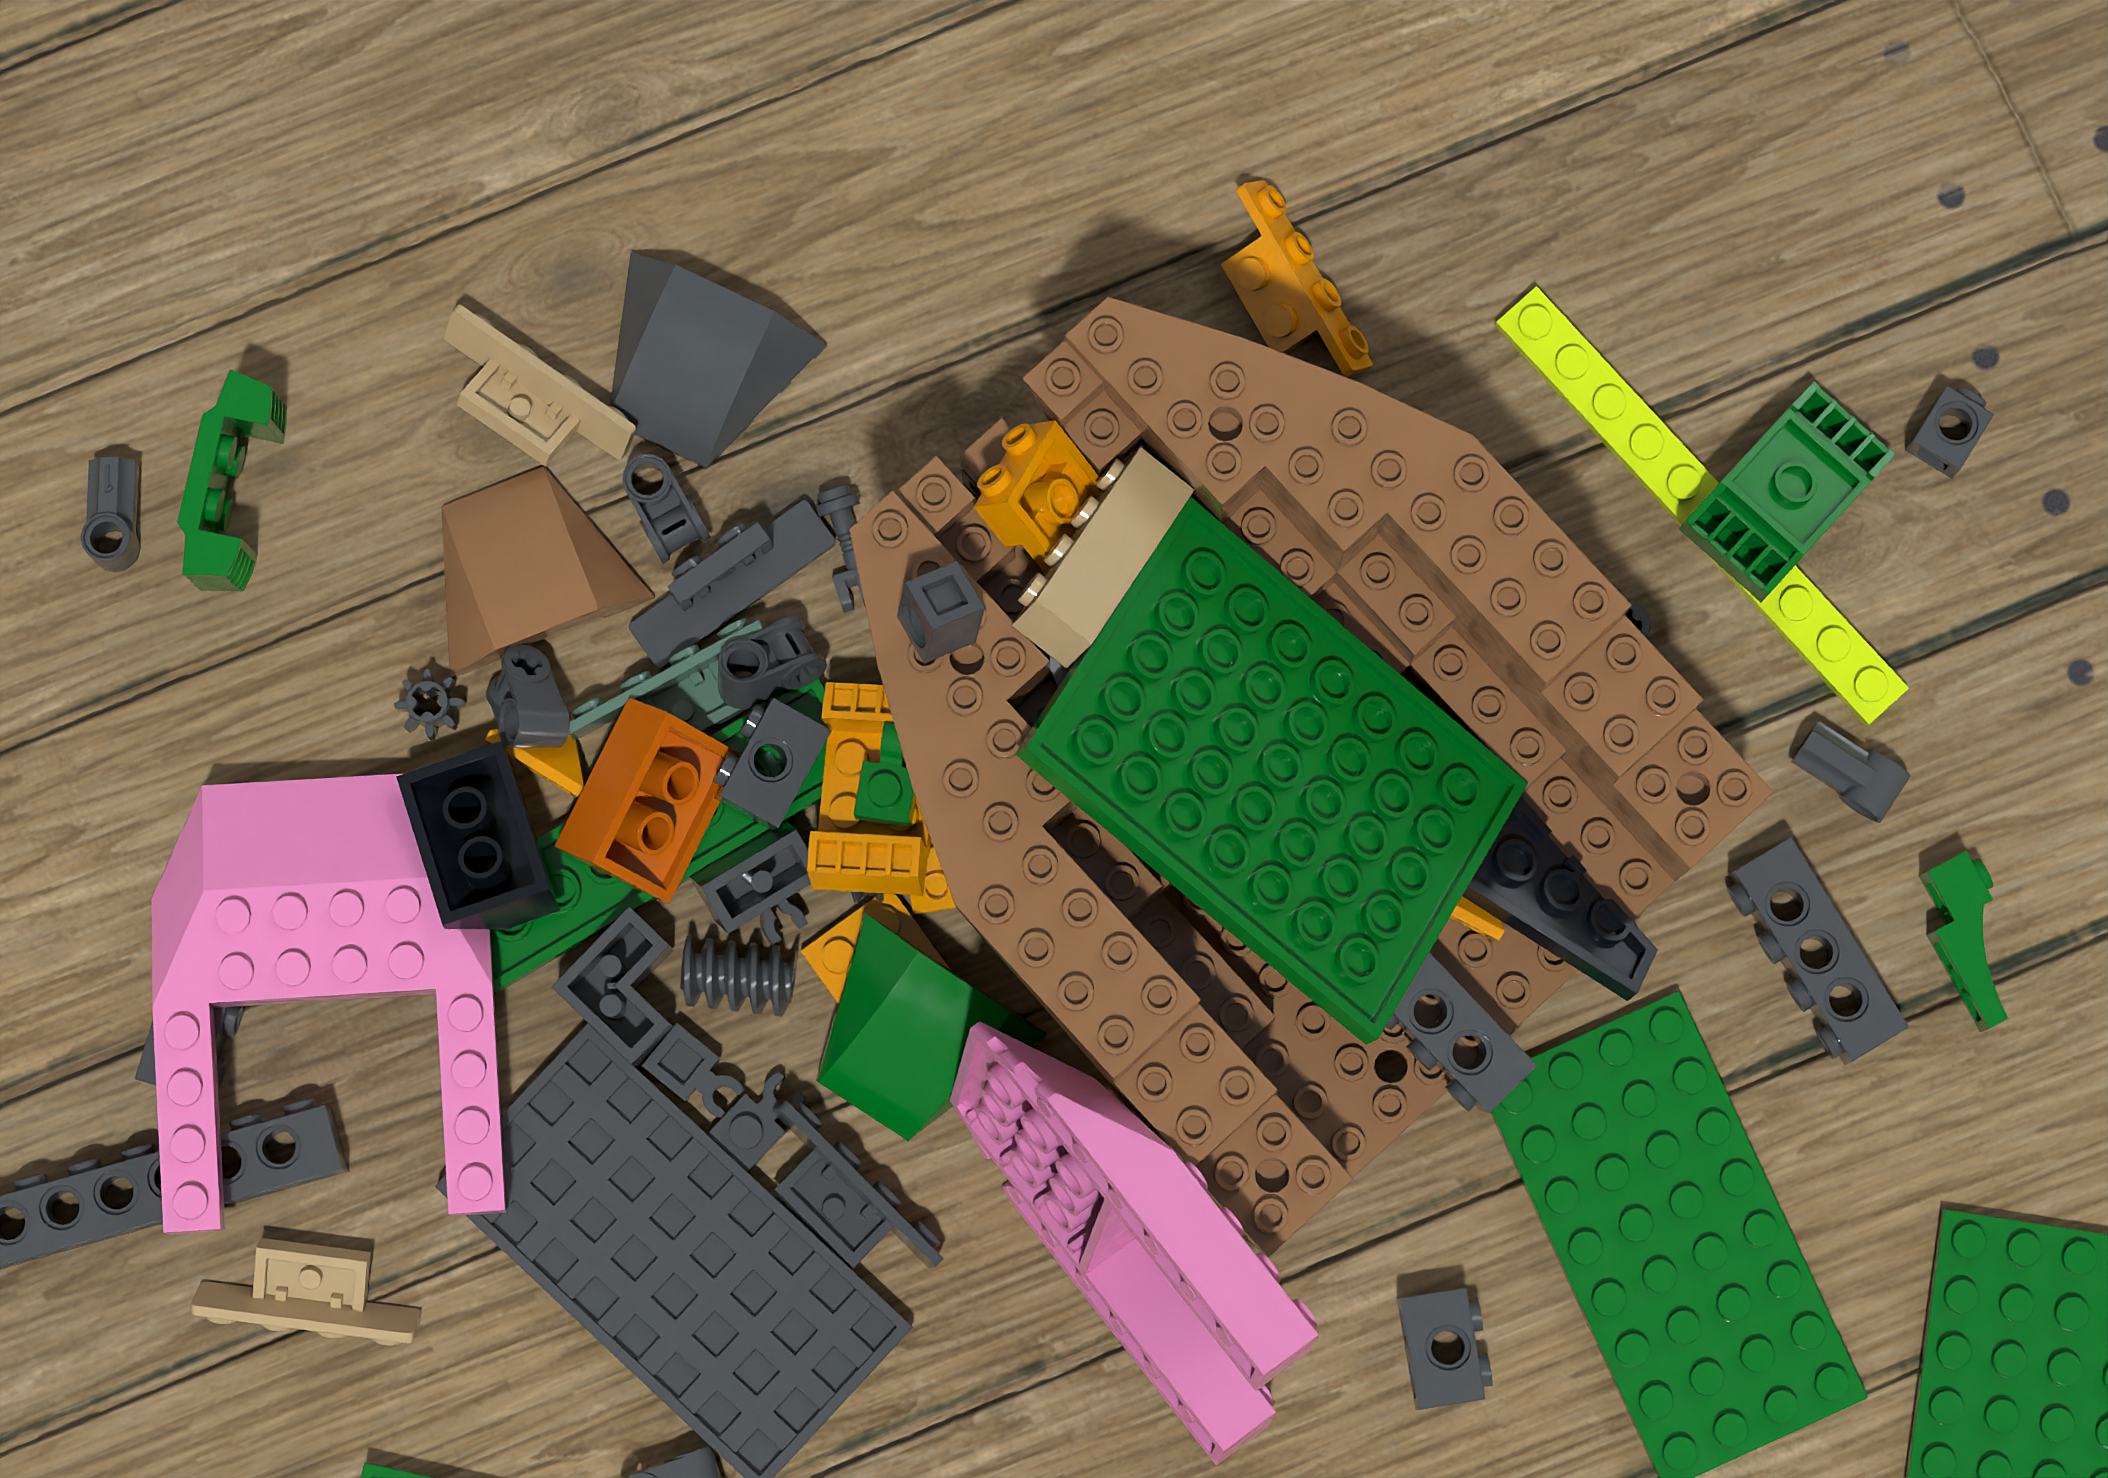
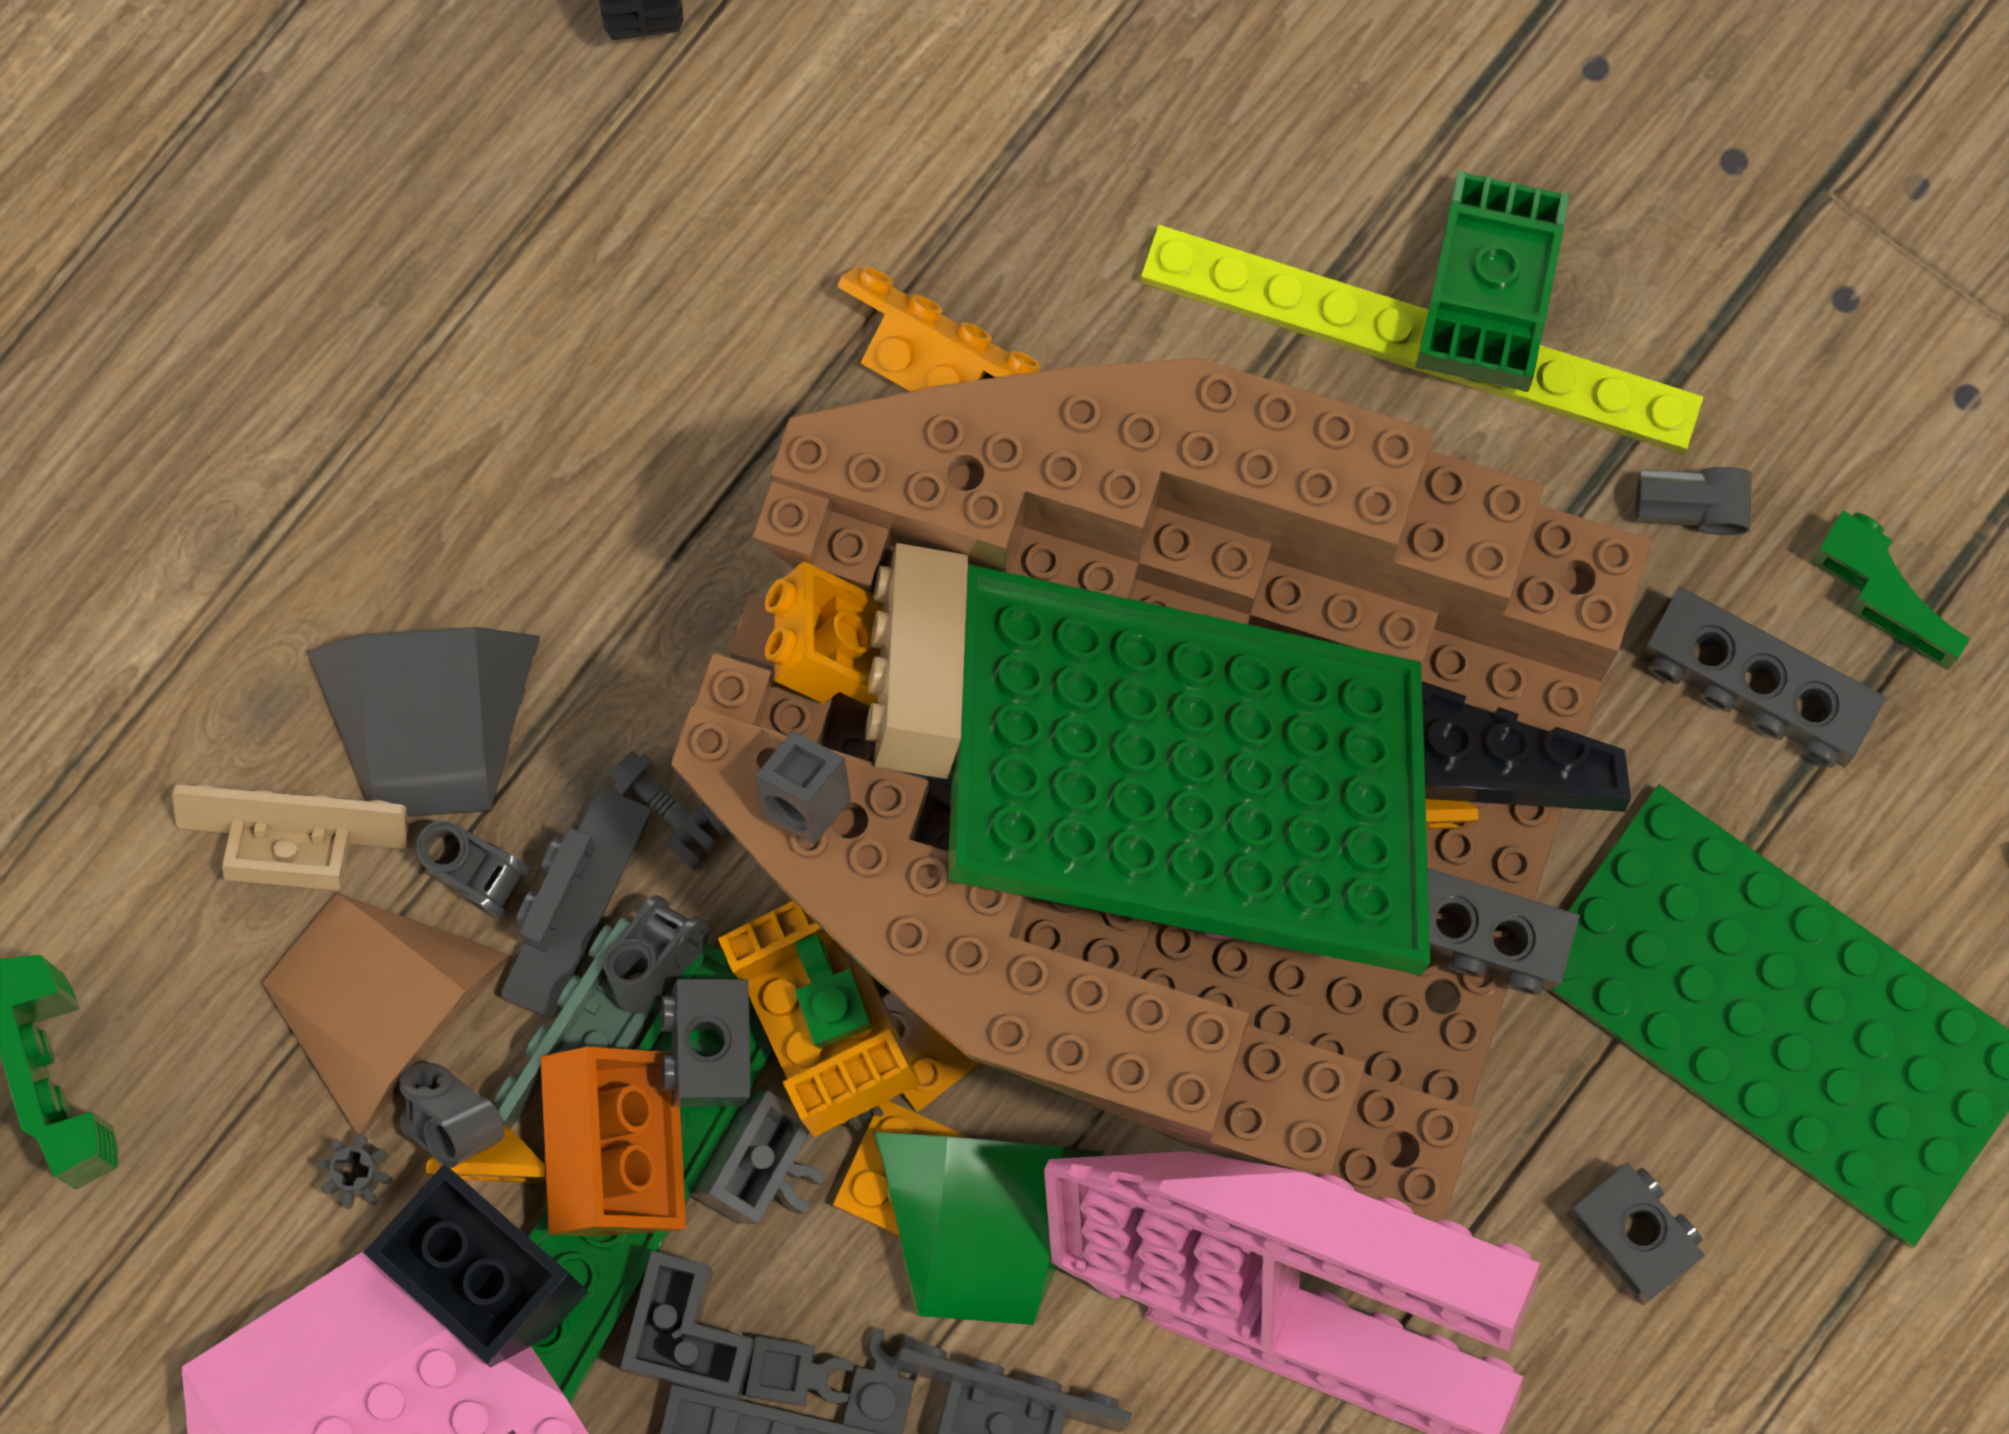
camera: 30 degrees left, 5 degrees down
(737, 977) = (788, 1260): dark grey piece -> none
(1936, 449) = (1596, 169): dark grey brick -> none

